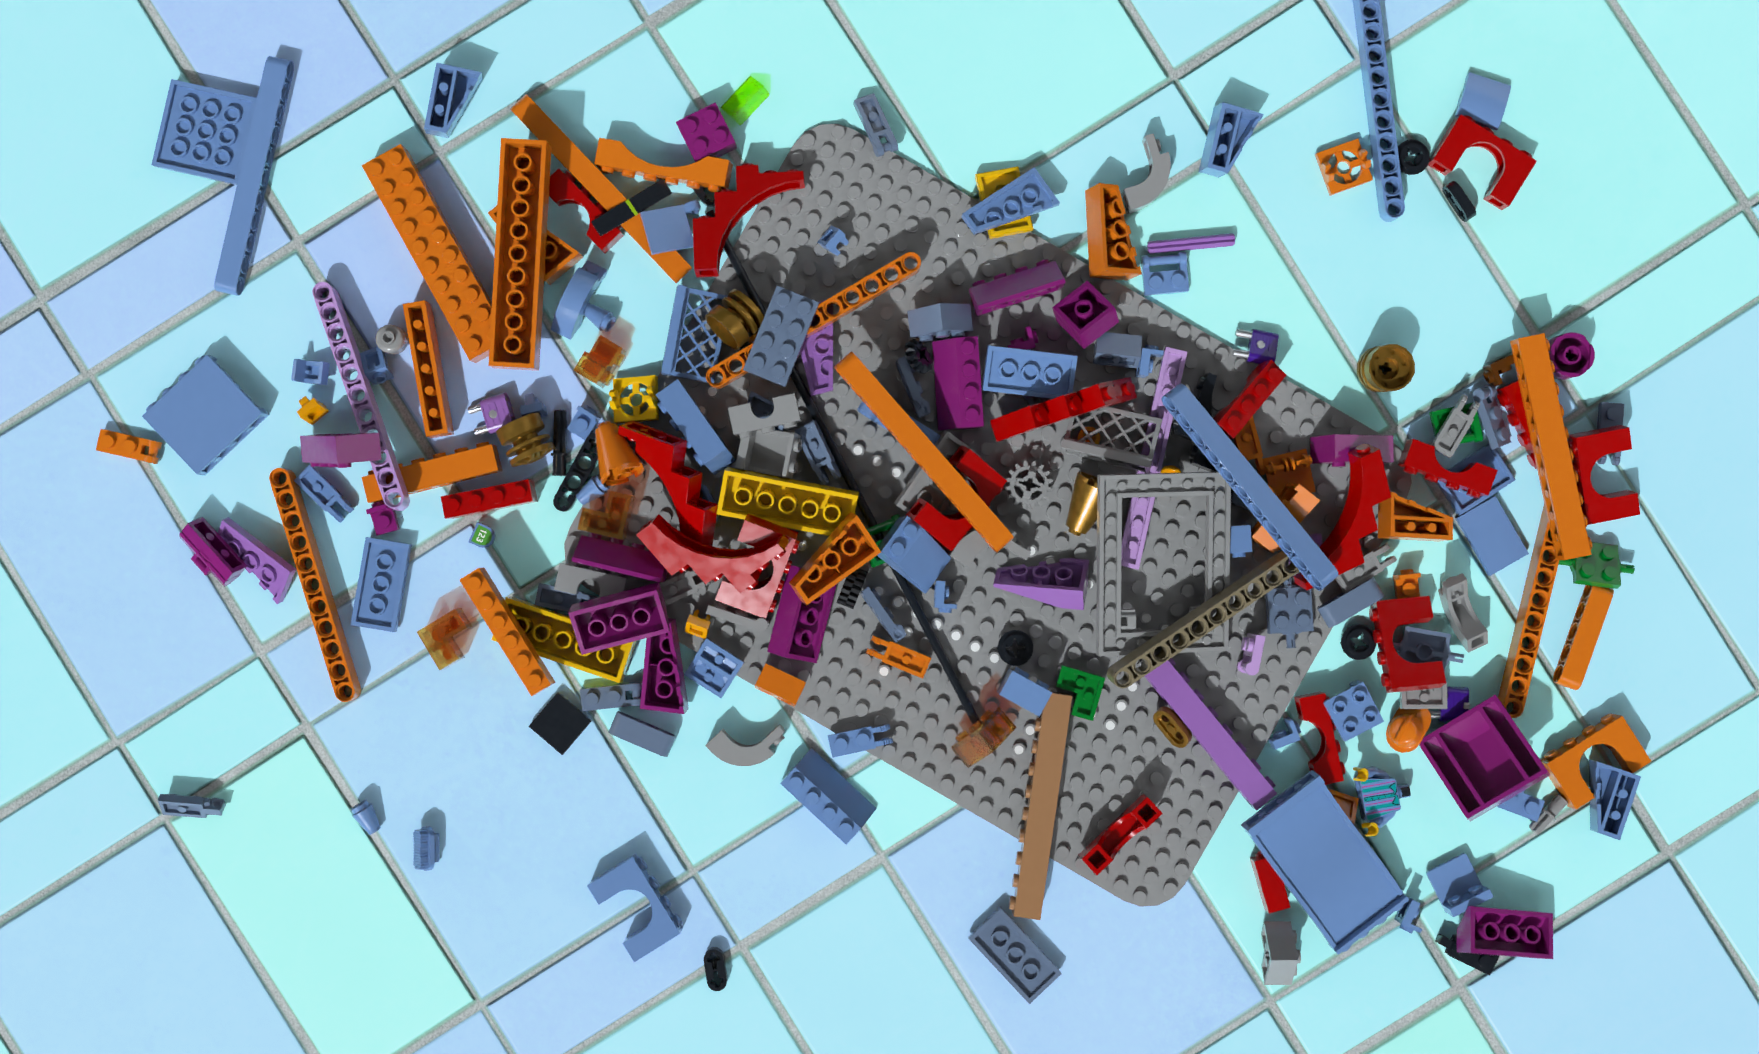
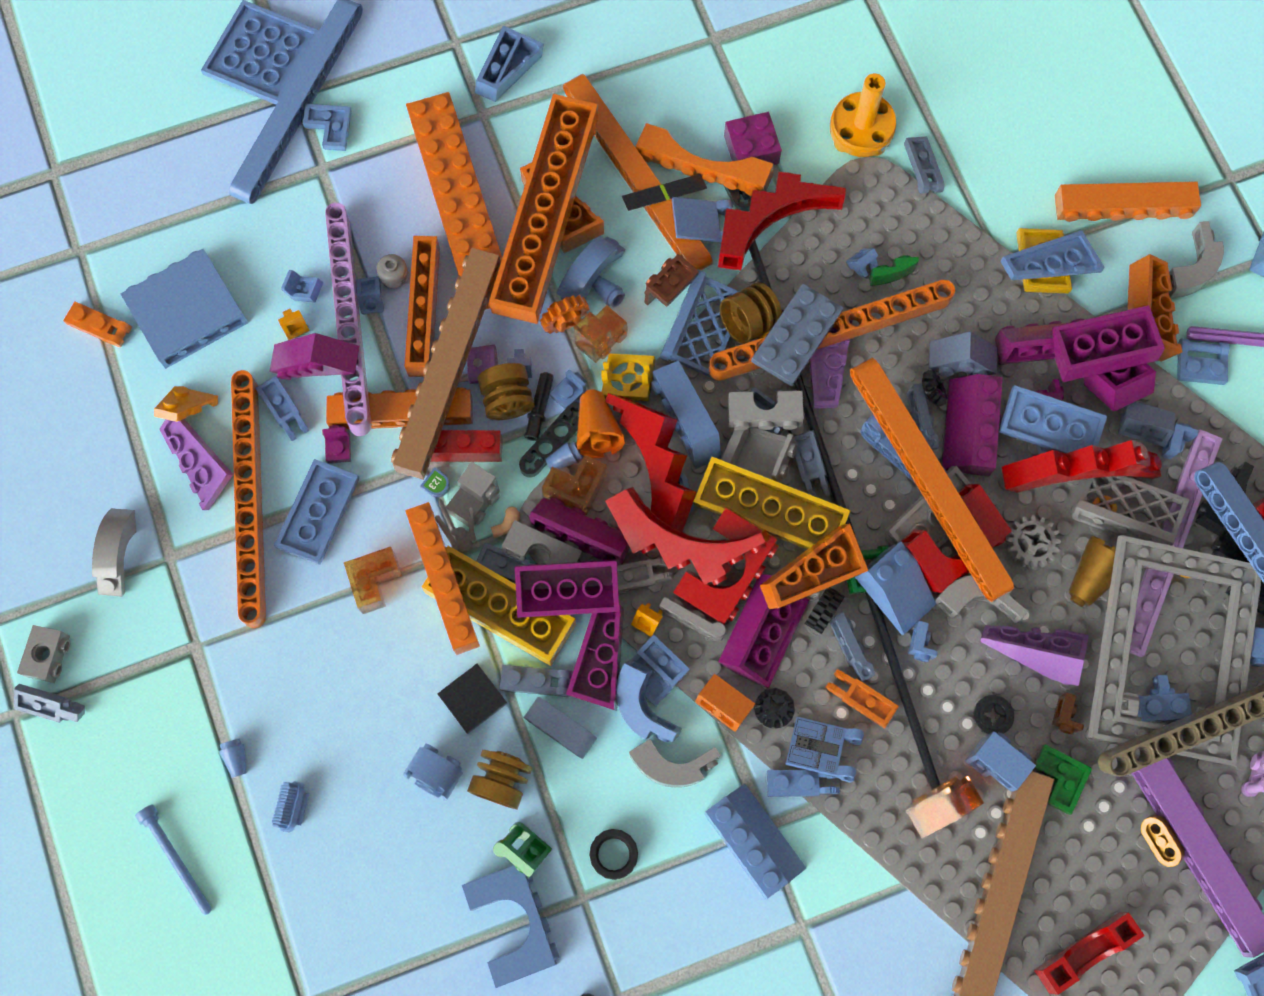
camera: 15 degrees right, 15 degrees down
(166, 773) = (38, 642): none -> light grey brick
(204, 659) = (109, 550): none -> light grey arch
(212, 552) = (150, 442): magenta piece -> none
(231, 509) = (182, 403): none -> light orange wing
(295, 191) = (334, 121): none -> medium blue plate
(308, 883) = (149, 819): none -> medium blue piece
(464, 427) = (446, 365): none -> medium nougat brick
(516, 585) = (459, 537): none -> light grey plant
(519, 544) = (476, 490): none -> light grey brick
(541, 797) = (434, 772): none -> medium blue brick
(558, 556) = (503, 528): none -> light nougat arm
(562, 352) = (564, 314): none -> orange gear
(564, 191) = (601, 169): red arch -> none
(599, 791) = (500, 779): none -> pearl gold wheel
(638, 849) = (530, 853): none -> green plate
(654, 302) = (670, 281): none -> copper bracket
(693, 831) = (594, 854): none -> black tyre
(703, 704) = (634, 707): none -> medium blue arch
(745, 100) = (796, 121): clear neon green slope -> none
(810, 93) = (863, 122): none -> light orange piece
(814, 677) = (770, 719): none -> black gear
(867, 707) = (819, 748): none -> medium blue flag
(869, 240) = (901, 268): none -> green slope
(1065, 290) = (1107, 343): none -> magenta slope
(1075, 124) = (1127, 200): none -> orange brick
(1076, 631) = (1064, 712): none -> reddish brown bracket
(1161, 607) = (1163, 702): none -> medium blue hinge

